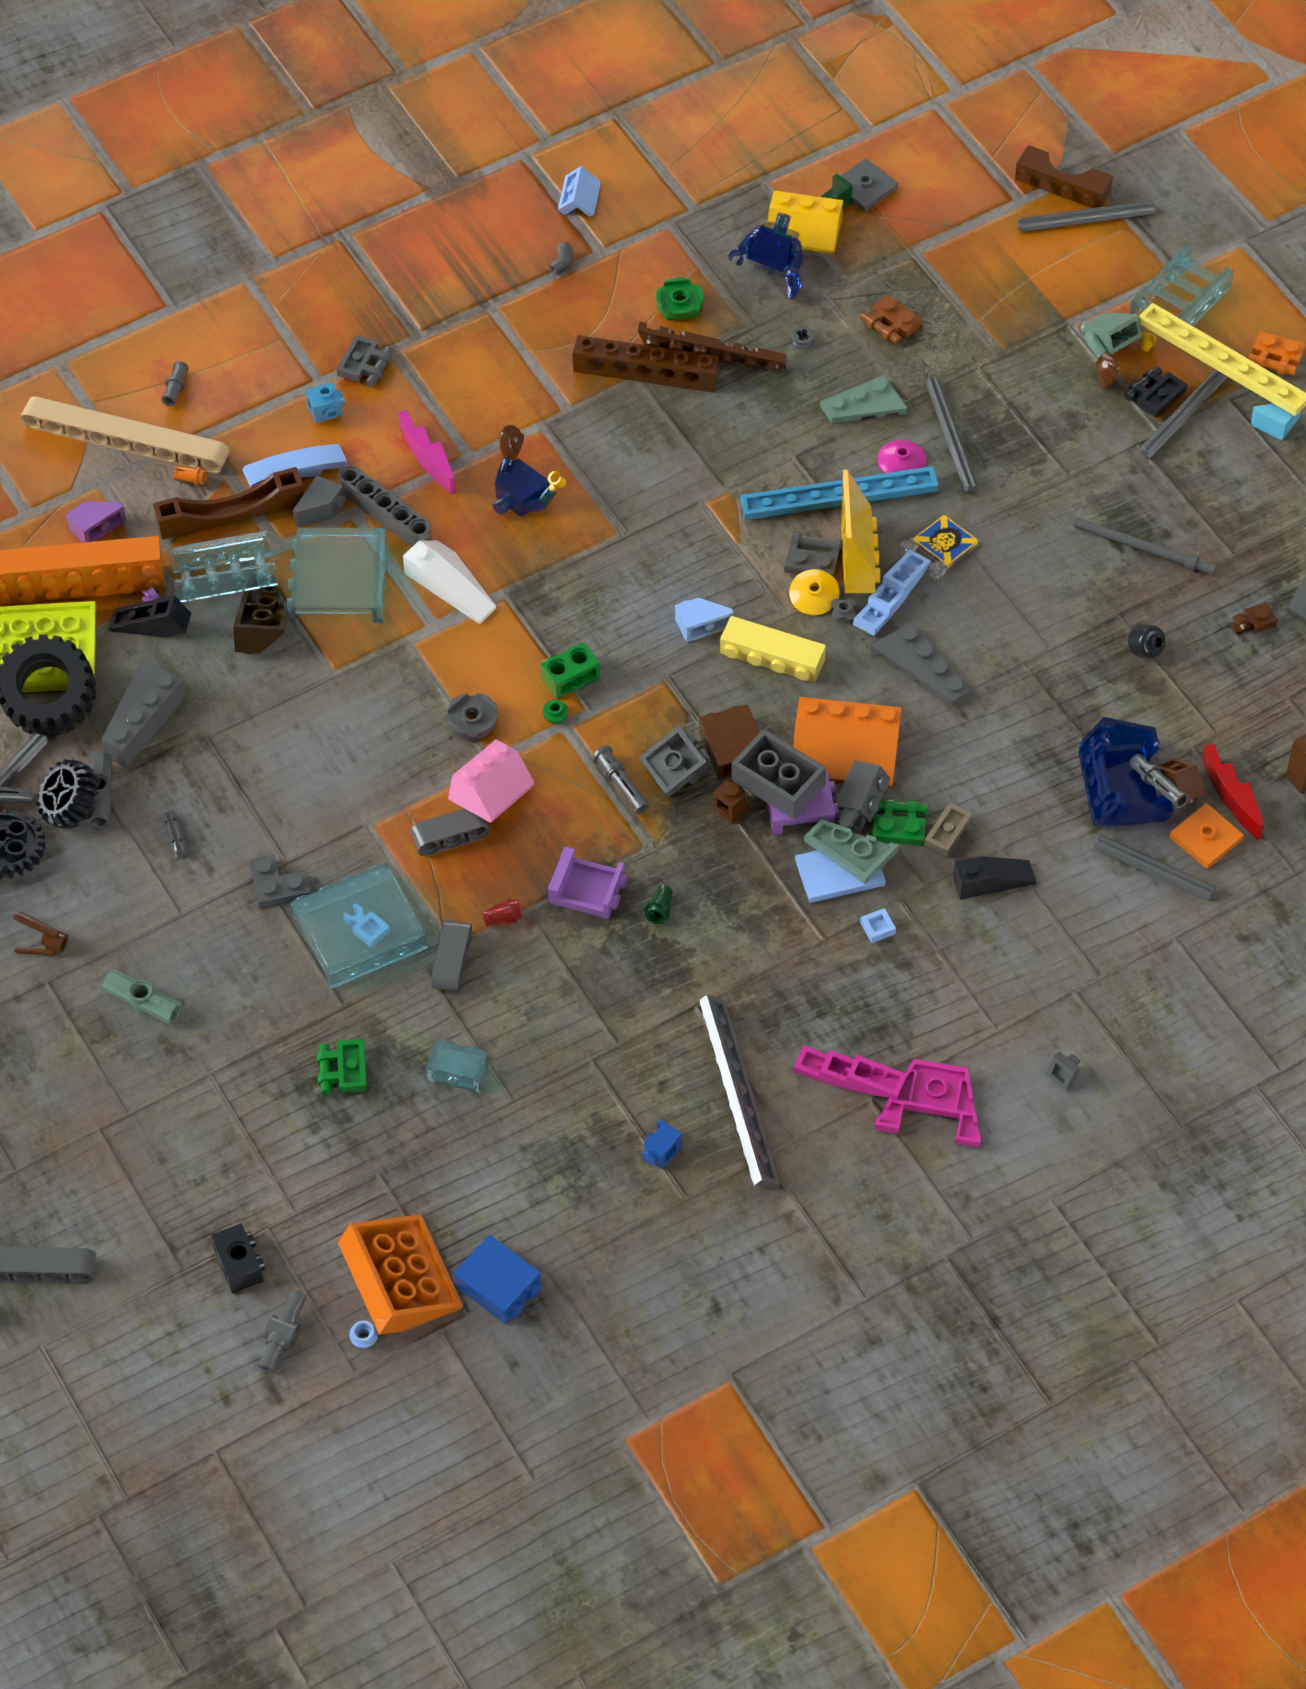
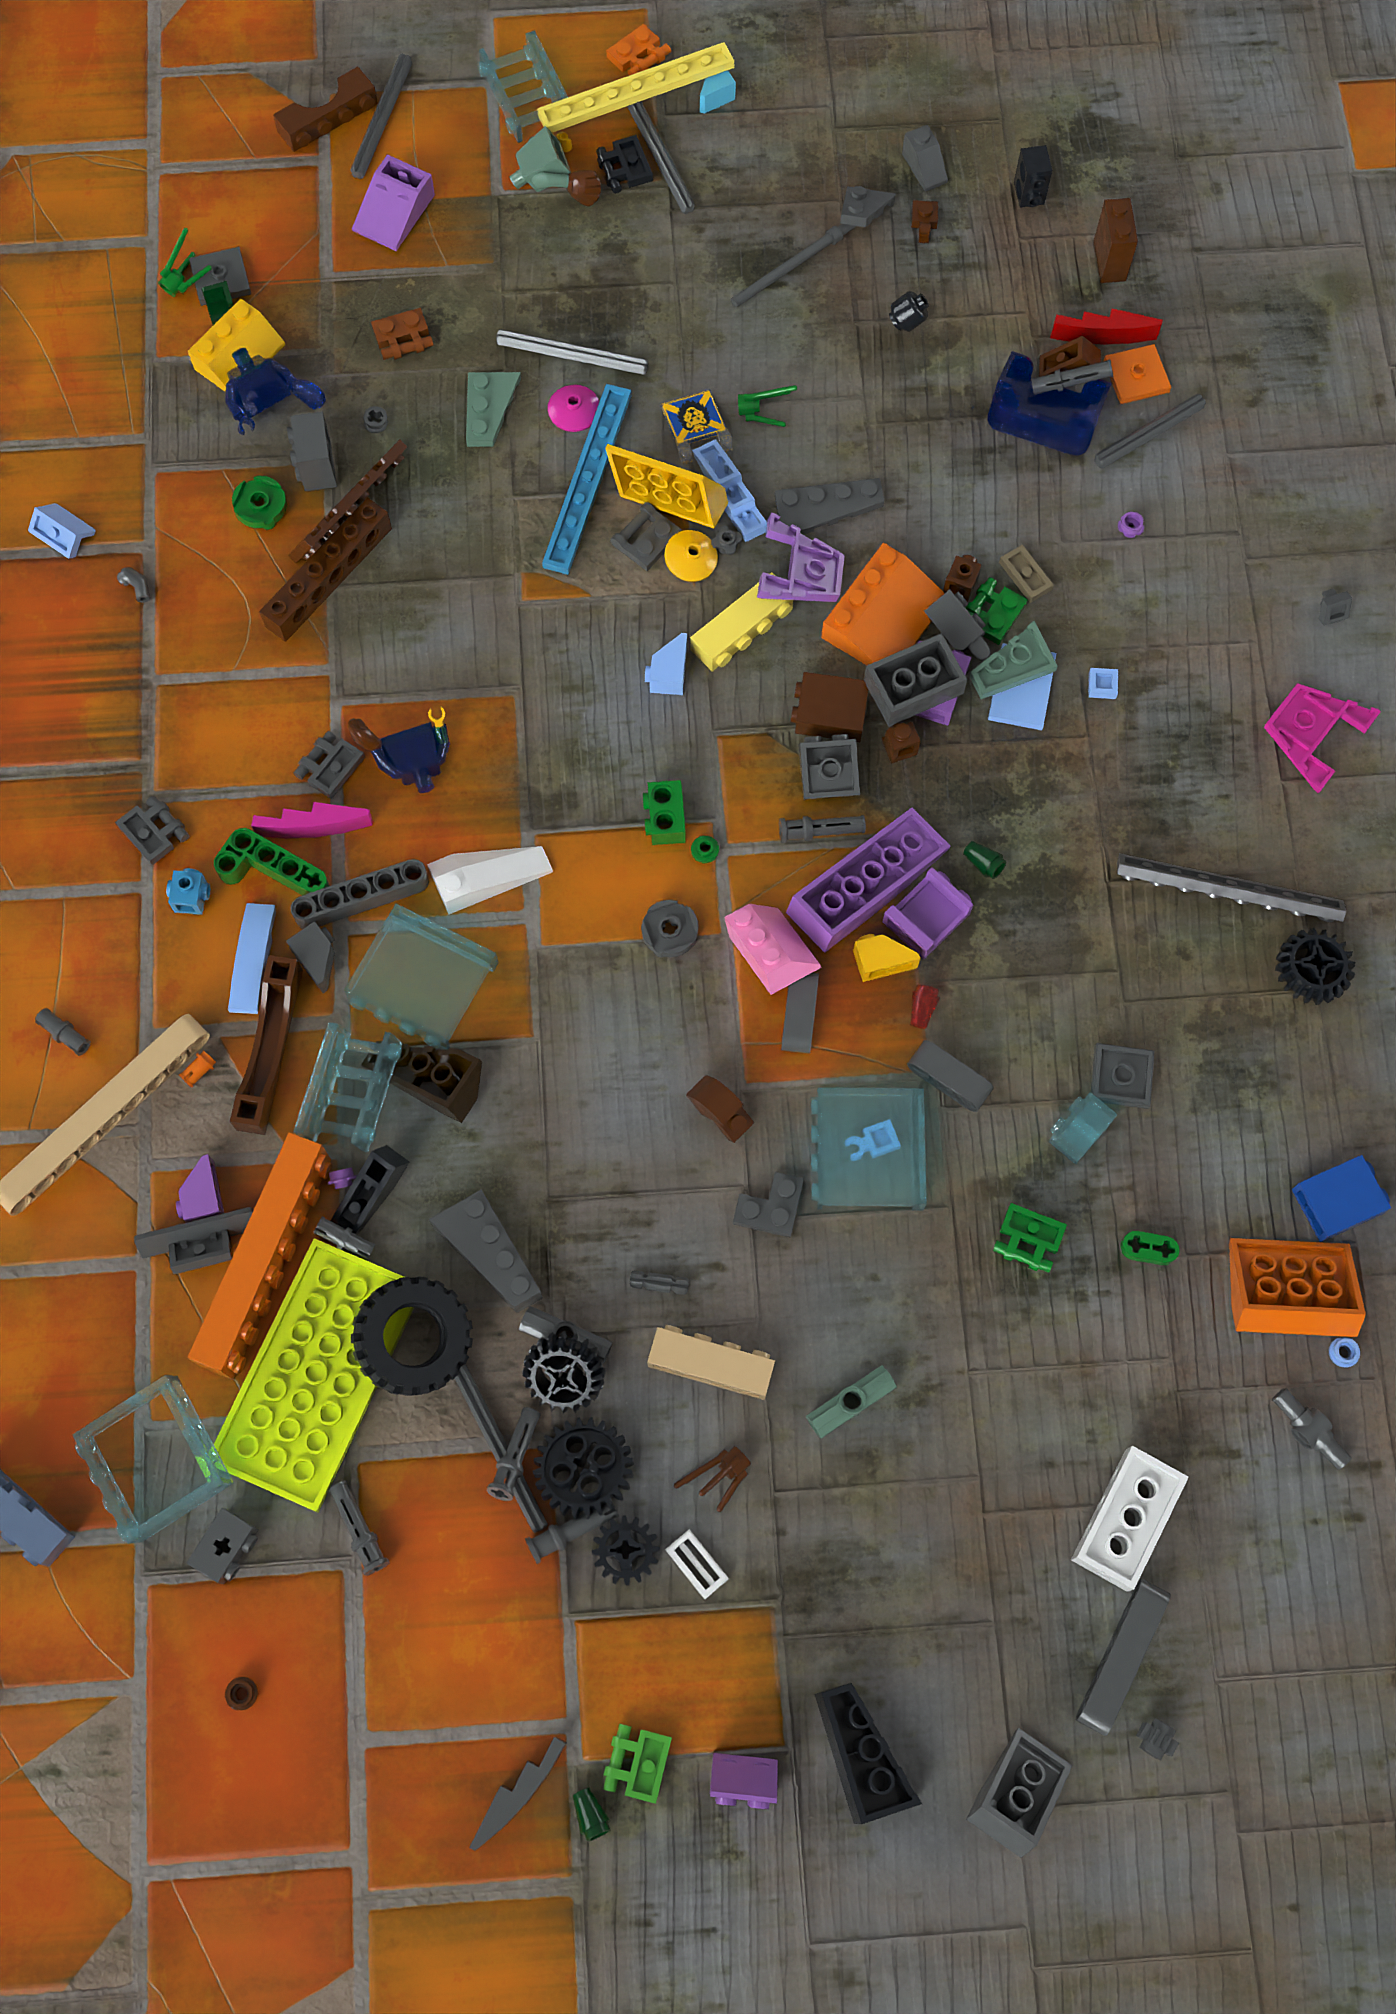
camera: 65 degrees left, 15 degrees up
(51, 526) = (195, 1242): none -> dark grey bracket
(104, 620) = (344, 1238): none -> dark grey pin
(126, 893) = (710, 1362): none -> tan brick
(138, 1220) = (1150, 1518): none -> white brick
(243, 1272) = (1192, 1443): black brick -> none
(335, 807) = (721, 1106): none -> reddish brown brick
(379, 424) = (276, 868): none -> green beam
(385, 1156) = (1151, 1241): none -> green beam
(479, 447) = (334, 769): none -> dark grey plate
(521, 1078) = (1122, 1075): none -> dark grey plate
(527, 866) = (882, 957): none -> yellow slope
(590, 826) = (866, 879): none -> medium lavender slope
(662, 1145) = (1258, 982): blue brick -> none
(695, 1195) = (1294, 970): none -> black gear
(739, 306) = (312, 451): none -> dark grey brick
(837, 158) = (173, 280): none -> green plant
(846, 675) = (813, 567): none -> medium lavender wing
(849, 1073) = (1254, 783): dark pink slope -> none
(914, 784) = (963, 576): none -> reddish brown brick
(983, 572) = (749, 404): none -> green plant
(991, 875) = (1096, 565): black slope -> none
(1004, 257) = (393, 202): none -> medium lavender slope
(1051, 883) = (1134, 519): none -> medium lavender plate
(1233, 568) = (864, 205): none -> dark grey wing

